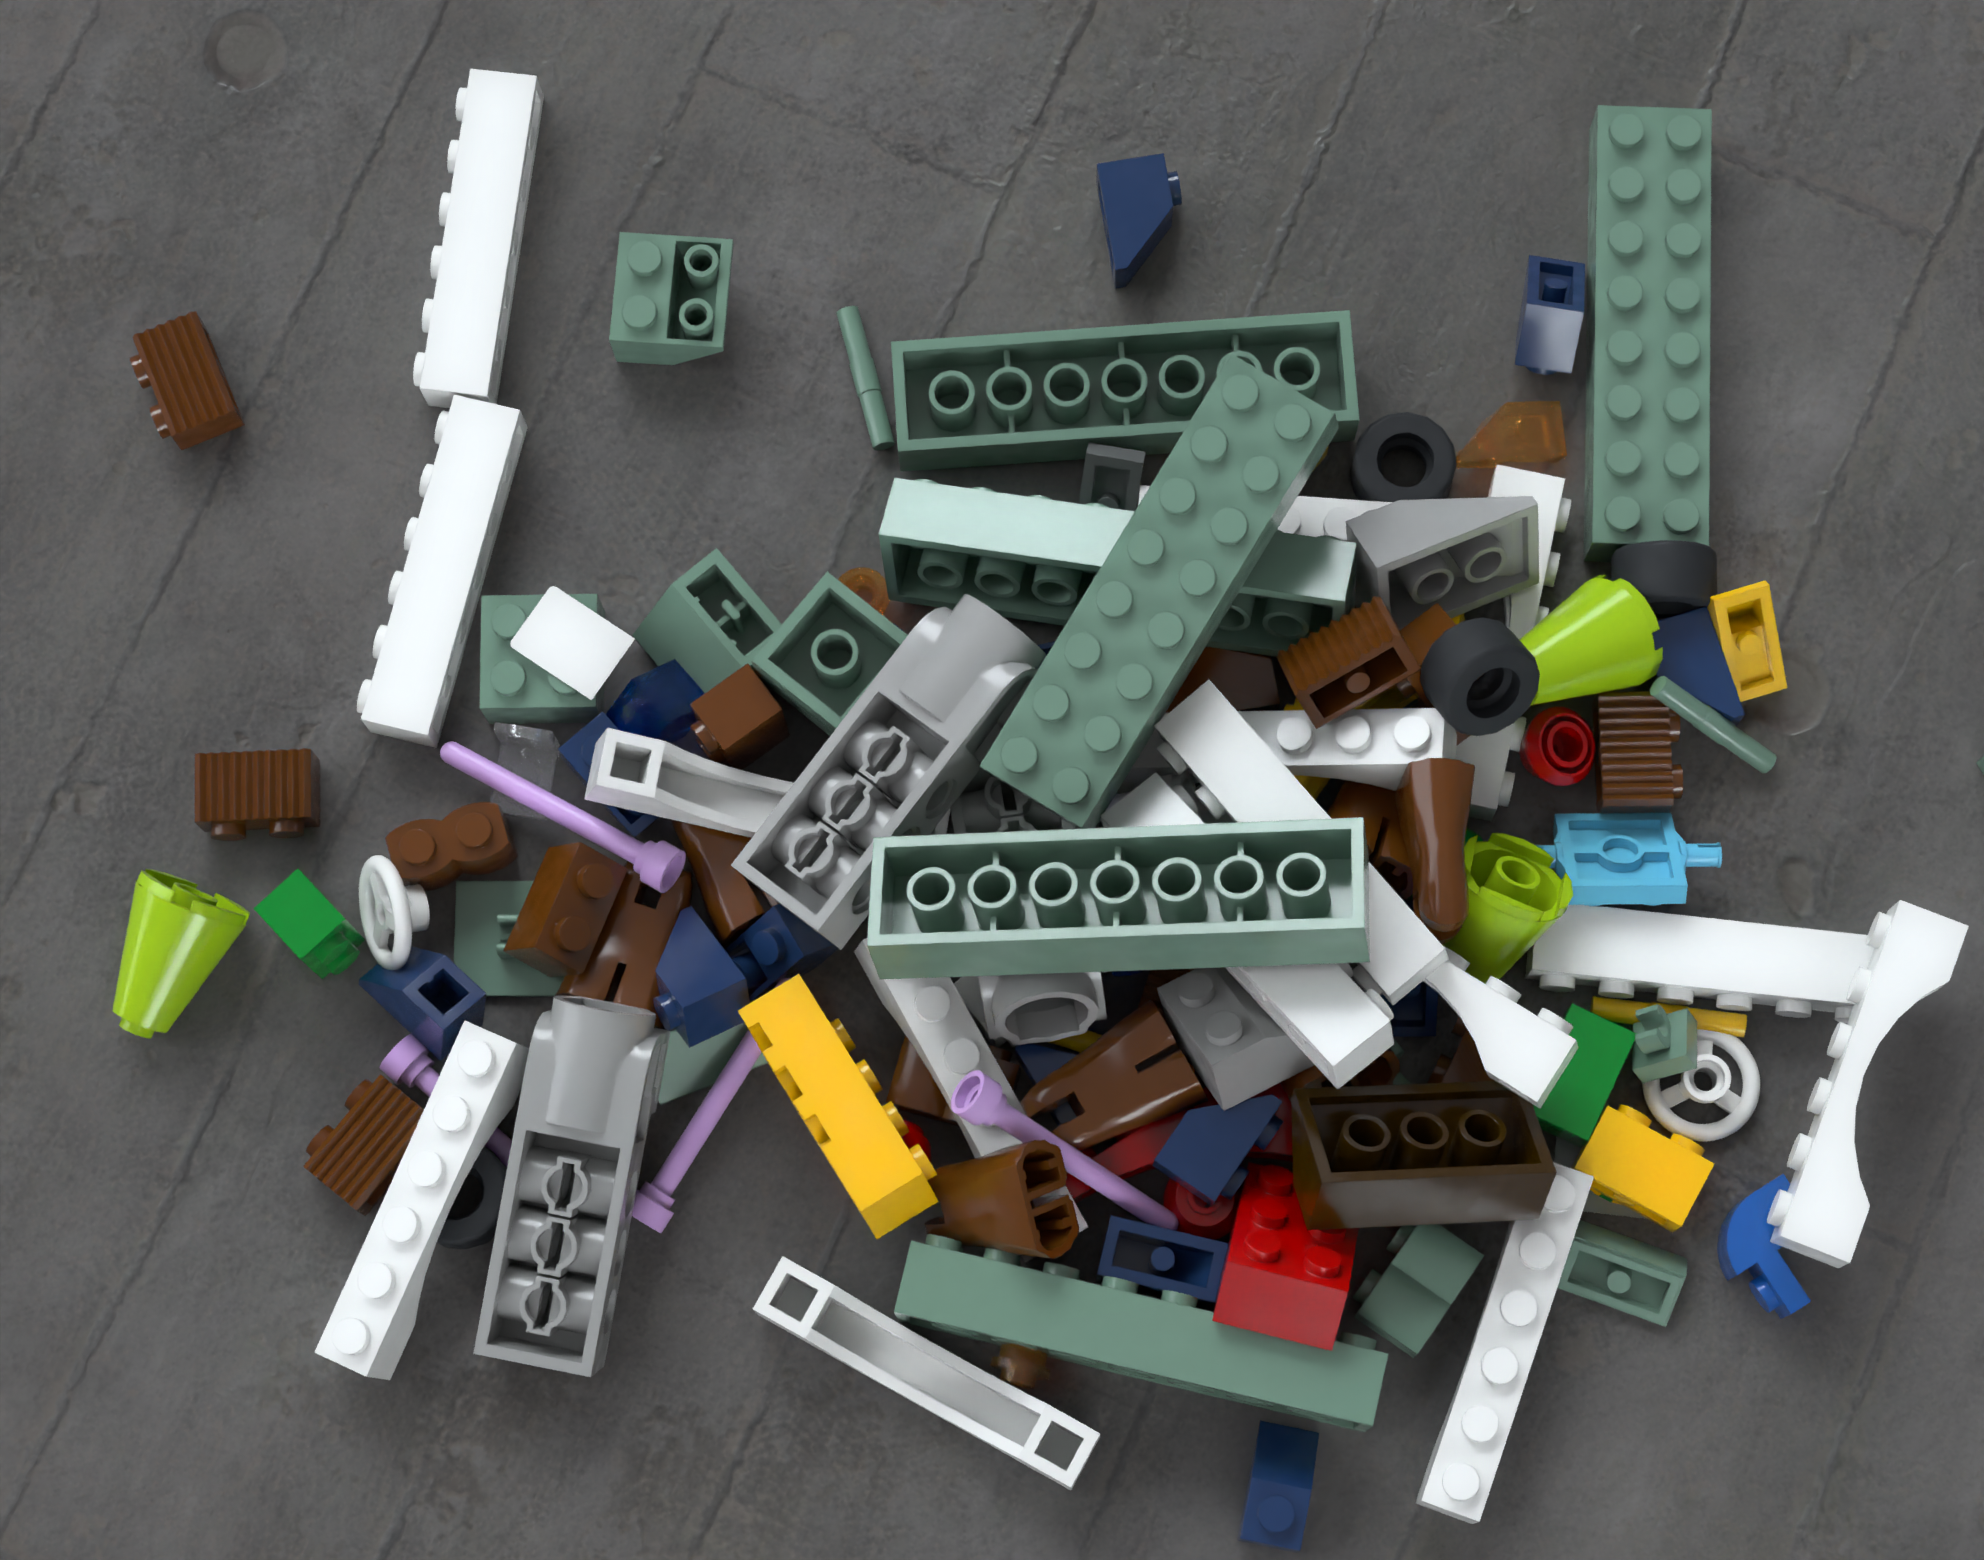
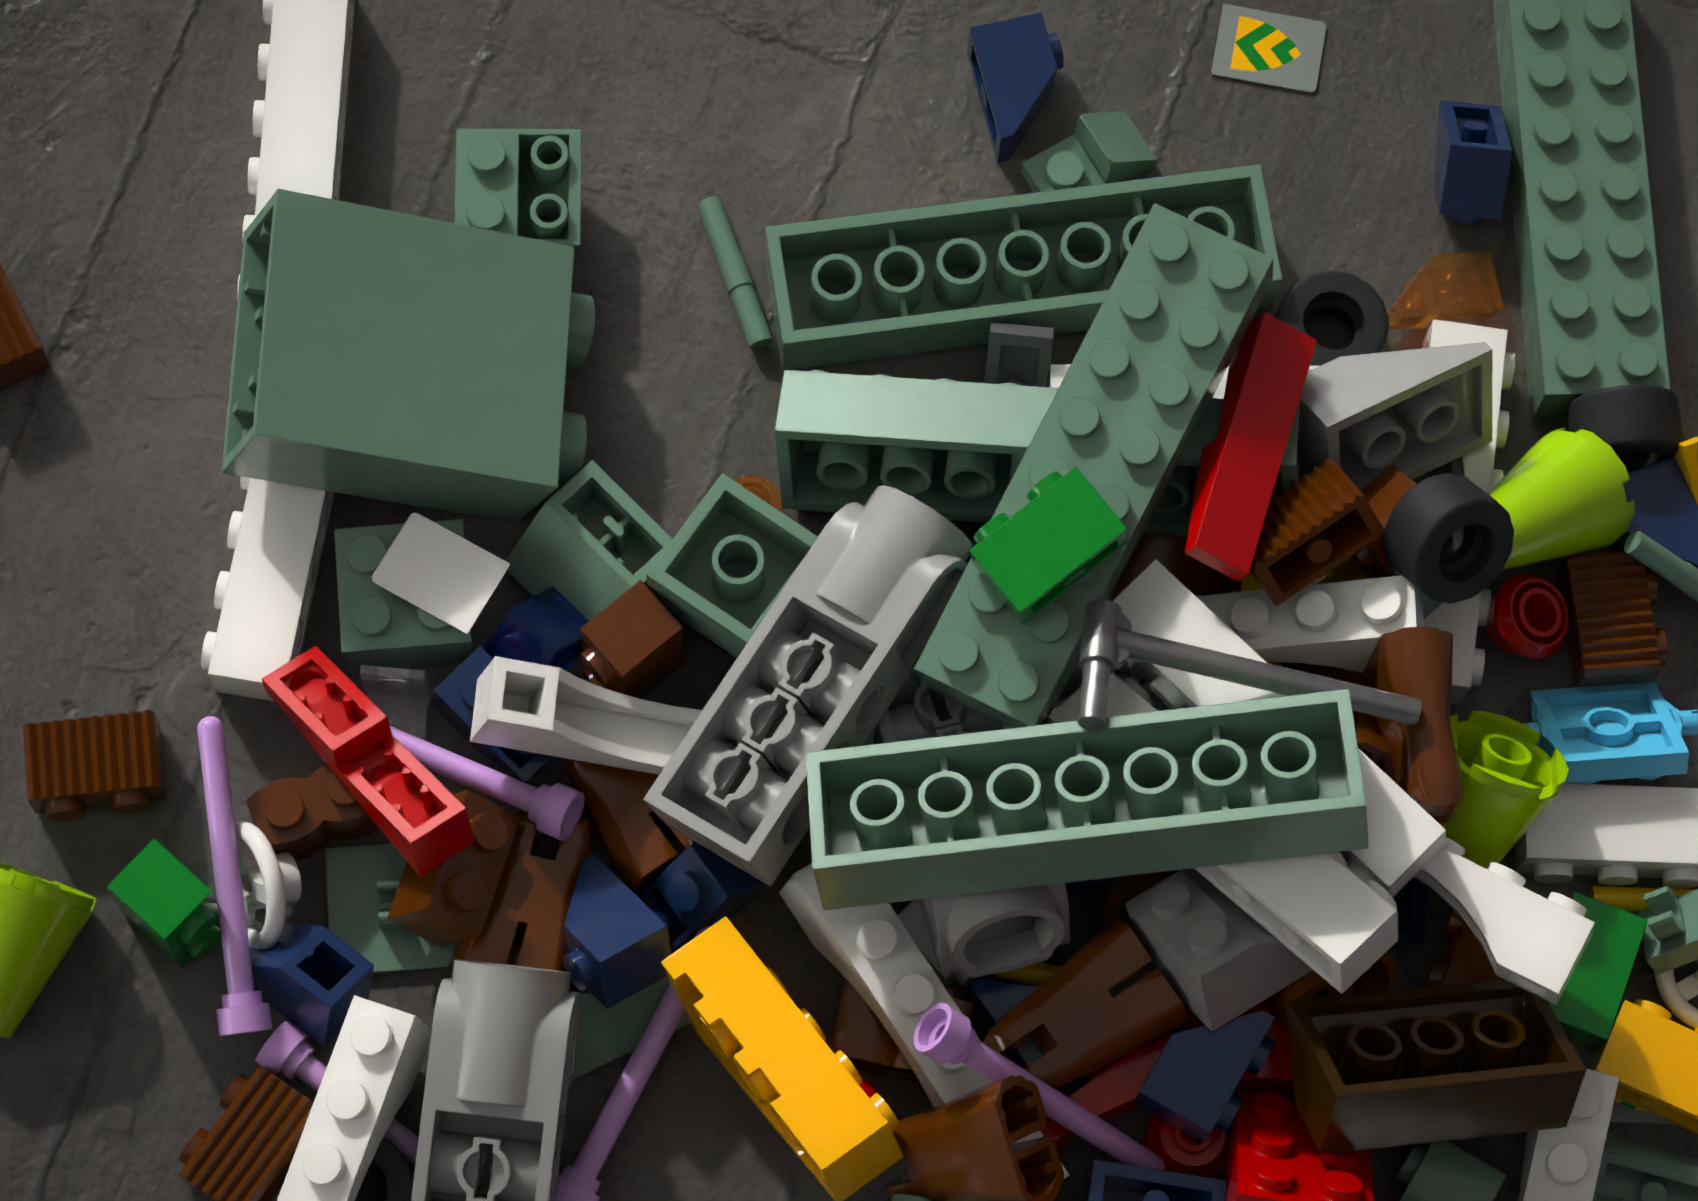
camera: 15 degrees left, 5 degrees down
(369, 1020) = (242, 1006): none -> lavender piece
(495, 809) = (378, 771): none -> red slope
(555, 445) = (404, 359): none -> sand green brick
(1103, 664) = (1047, 543): none -> green brick
(1155, 755) = (1110, 642): none -> flat silver bar
(1207, 289) = (1100, 152): none -> sand green slope
(1300, 587) = (1245, 458): none -> red slope
(1375, 195) = (1269, 48): none -> light grey sticker

